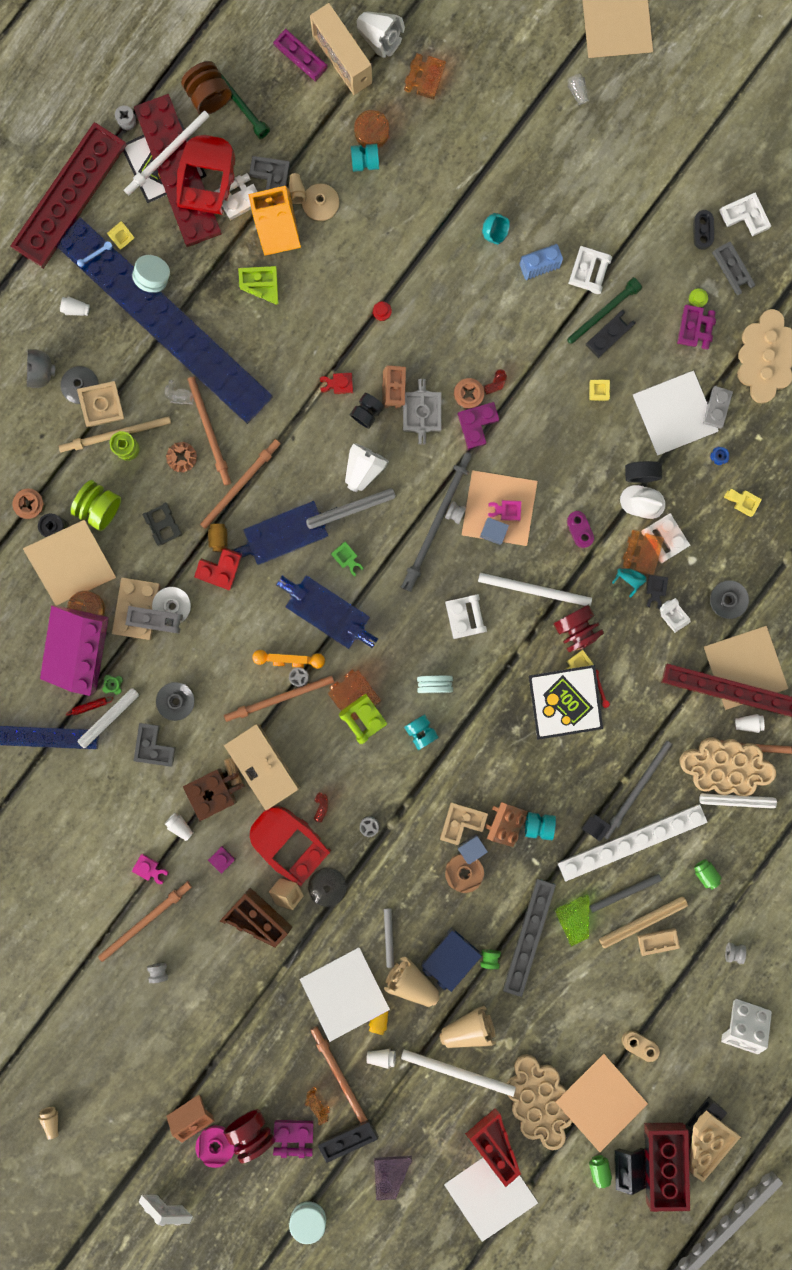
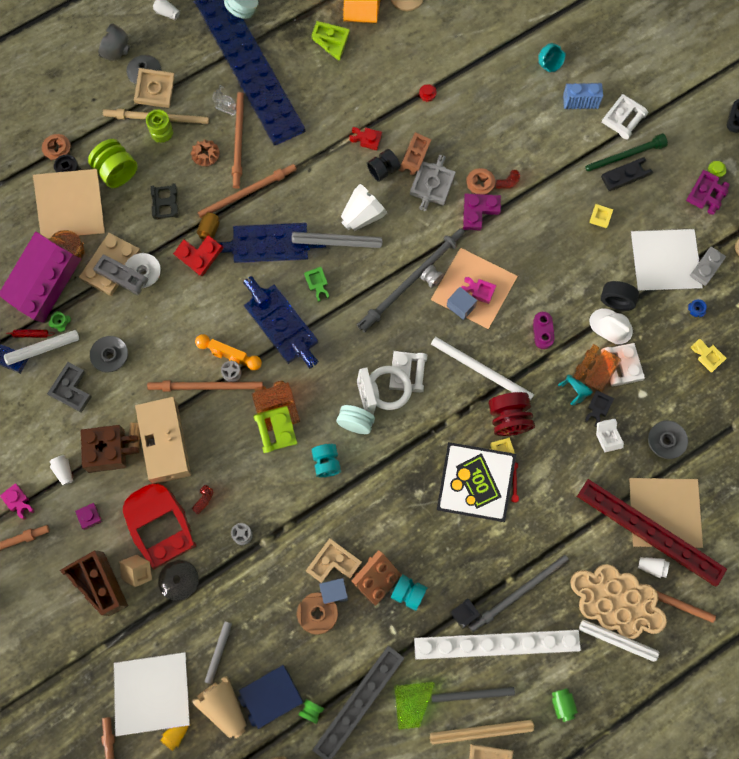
camera: 20 degrees right, 15 degrees down
(438, 652) = (369, 390): none -> white tile

